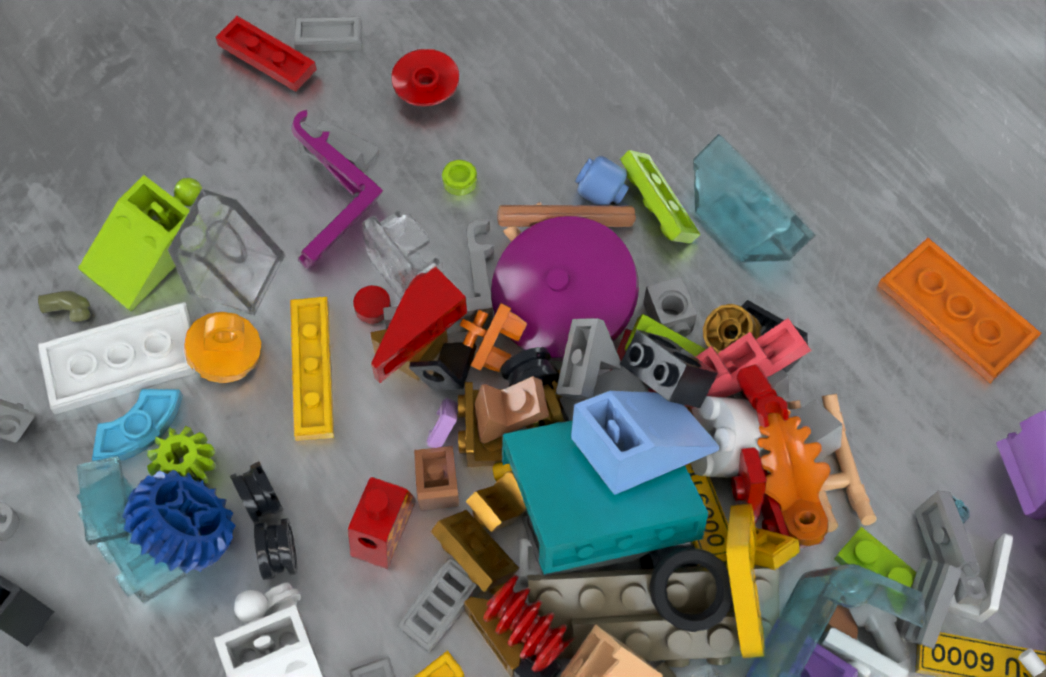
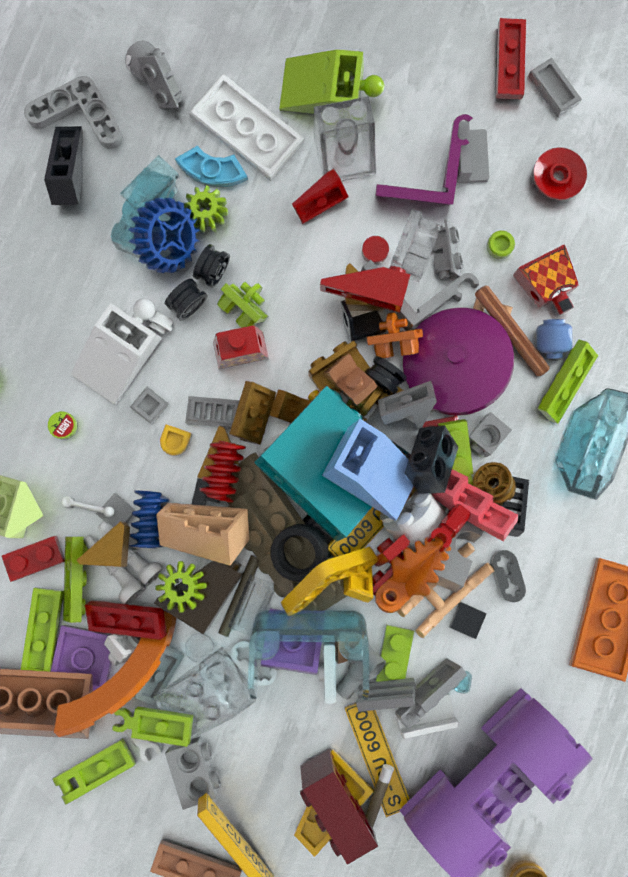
camera: 55 degrees right, 20 degrees up
(65, 300) = (260, 70): olive arm -> none
(222, 347) = (287, 179): light orange tile -> none
(267, 321) = (320, 196): none -> red slope
(311, 369) = (311, 242): yellow tile -> none
(312, 492) = (235, 297): none -> lime hips
(436, 478) = (286, 361): nougat slope -> none
(441, 234) = (449, 260): none -> light grey hinge
(445, 423) = (323, 345): lavender tile -> none
(534, 151) = (549, 279): none -> torso
(849, 384) = (514, 574): none -> dark grey beam
(879, 459) = (467, 620): none -> black tile

